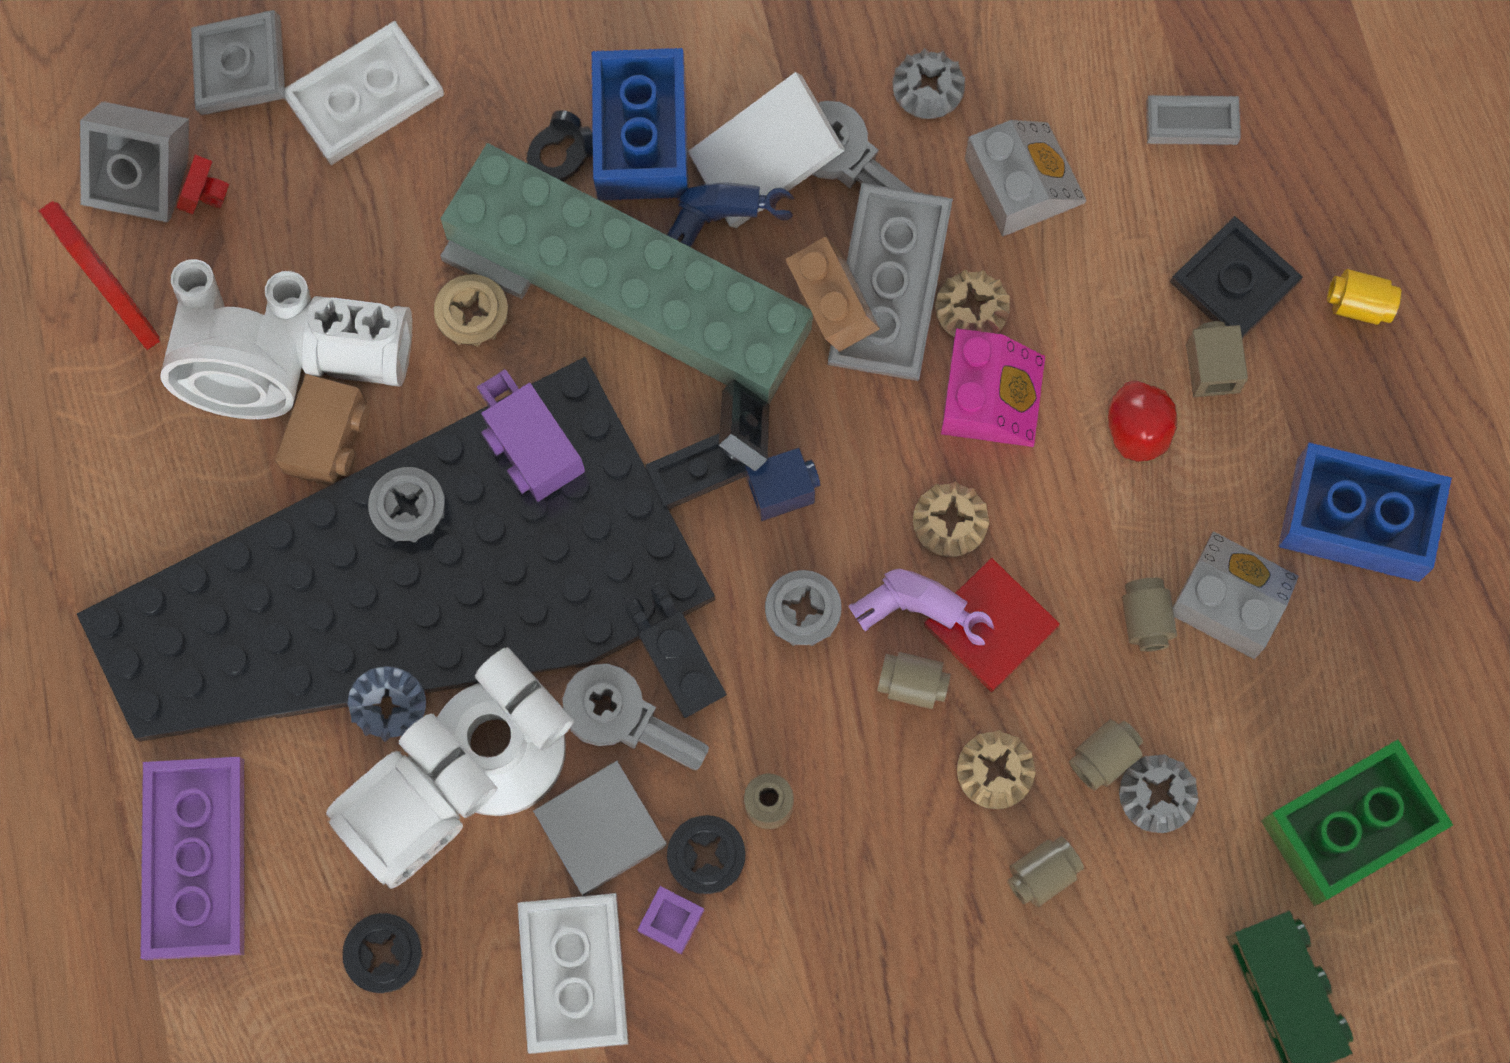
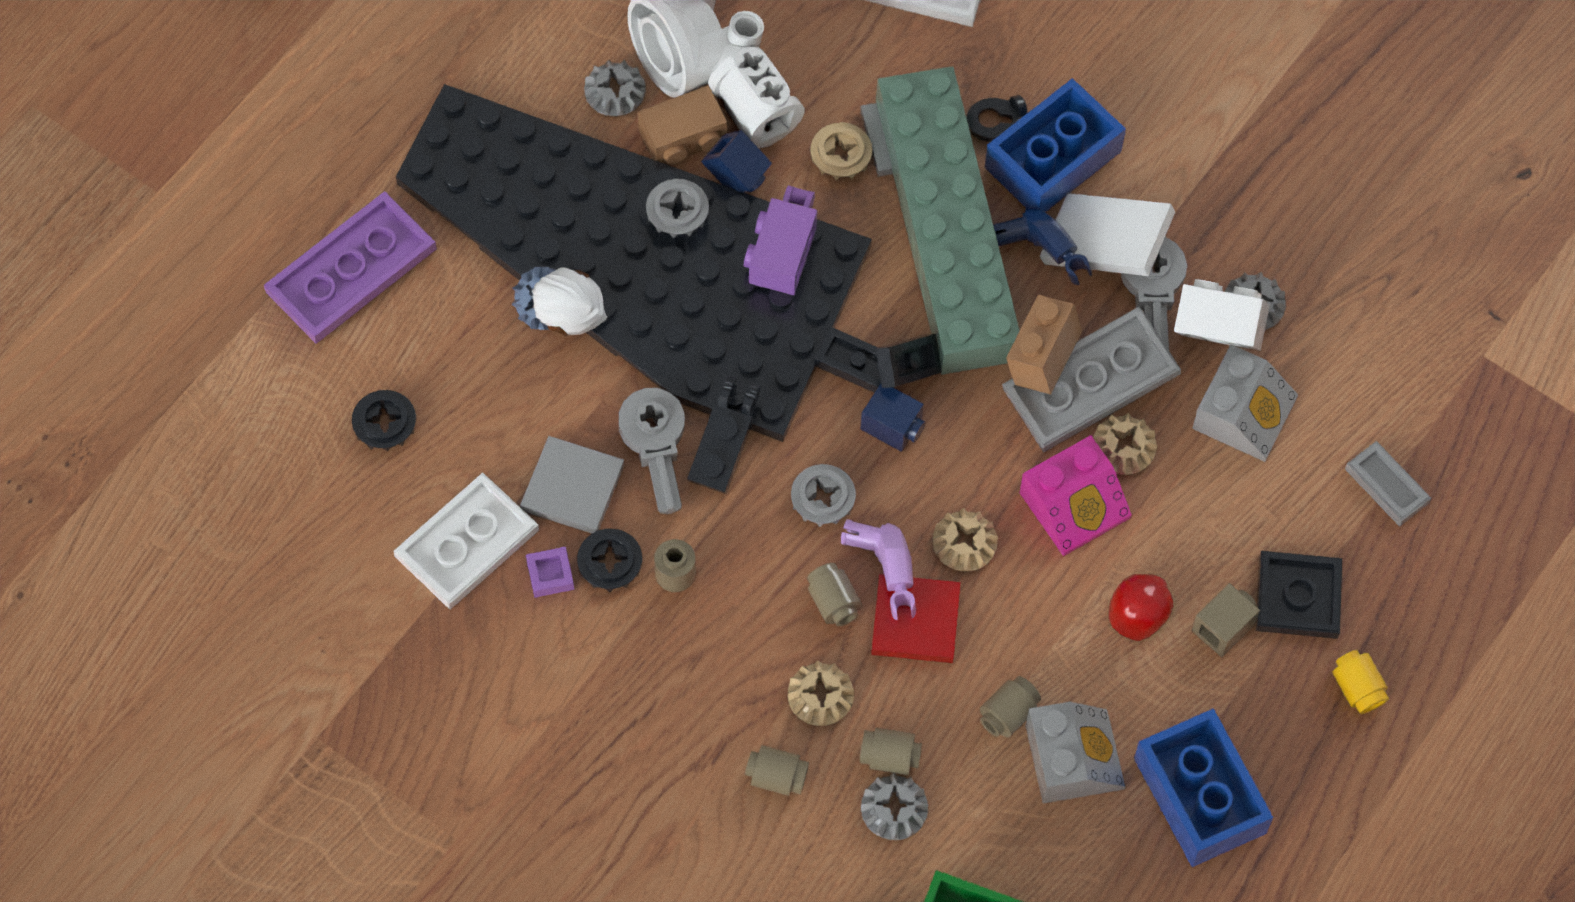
camera: 45 degrees right, 10 degrees down
(227, 478) = (603, 99): none -> light grey gear
(405, 412) = (737, 162): none -> dark blue brick
(413, 802) = (487, 351): white piece -> none
(418, 683) = (568, 302): none -> white hair
(938, 121) = (1222, 316): none -> white brick

